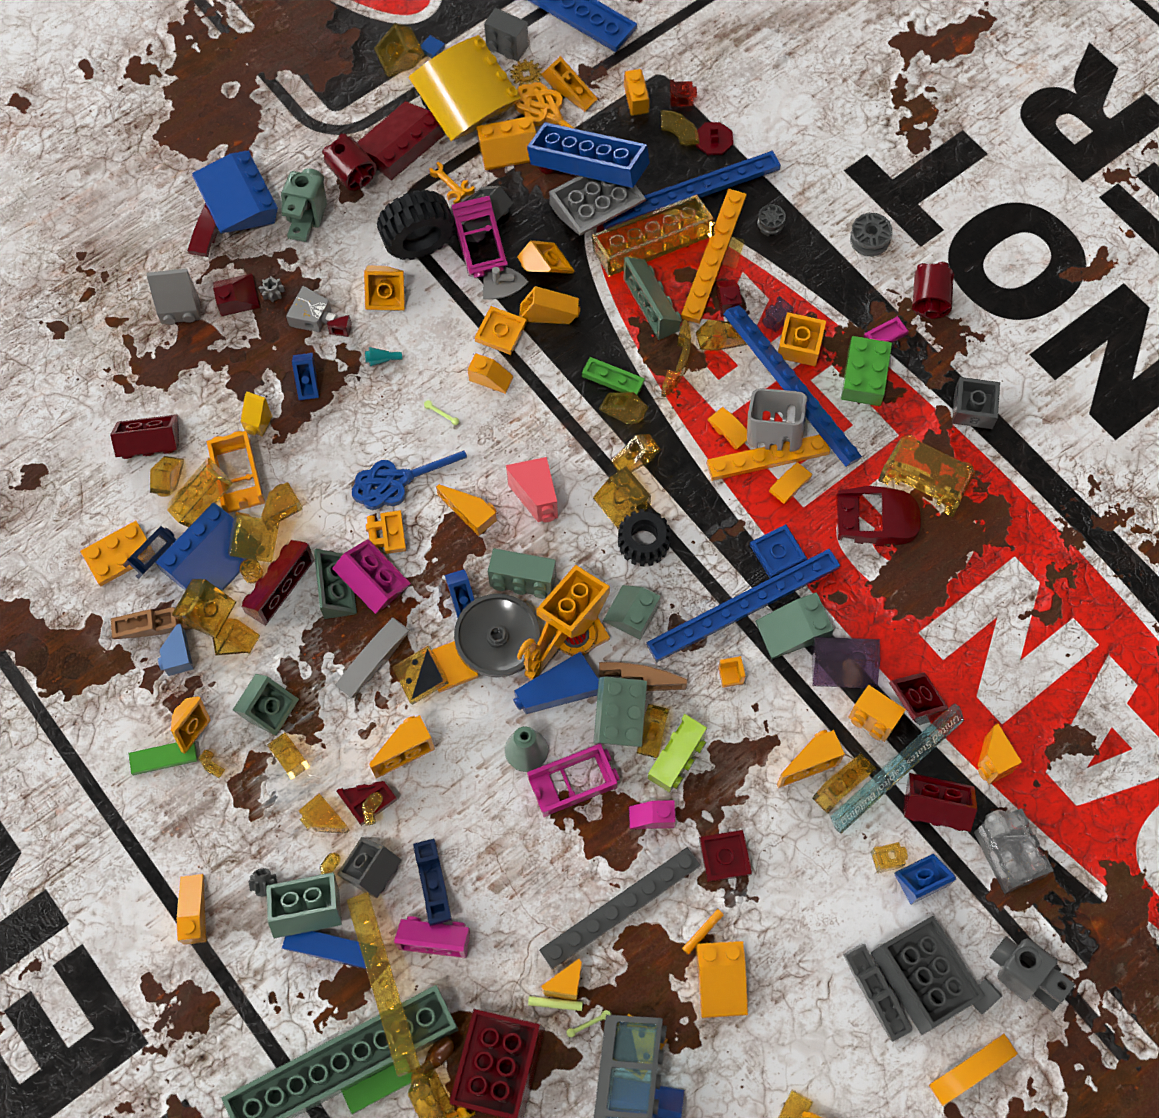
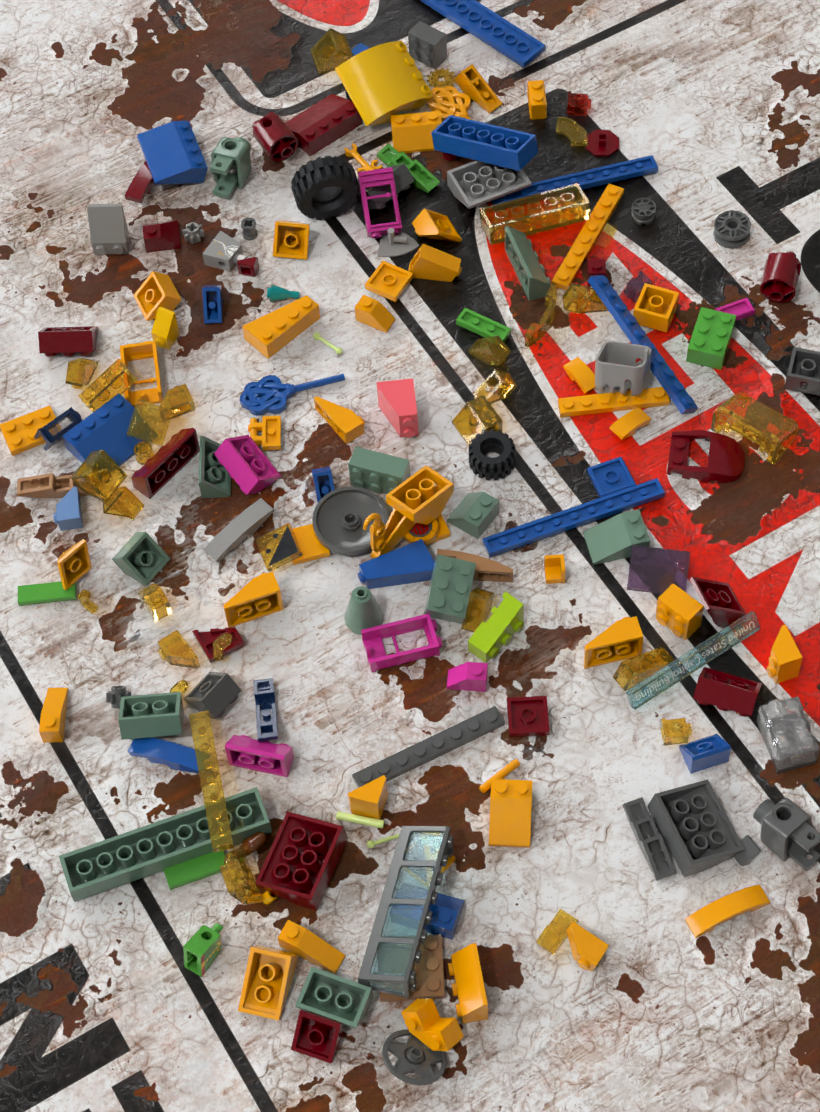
camera: 10 degrees right, 10 degrees down
(240, 372) = (155, 293): none -> light orange slope
(334, 278) = (249, 231): none -> dark grey bush
(387, 398) = (281, 326): none -> light orange wedge
(521, 197) = (422, 177): none -> bright green slope

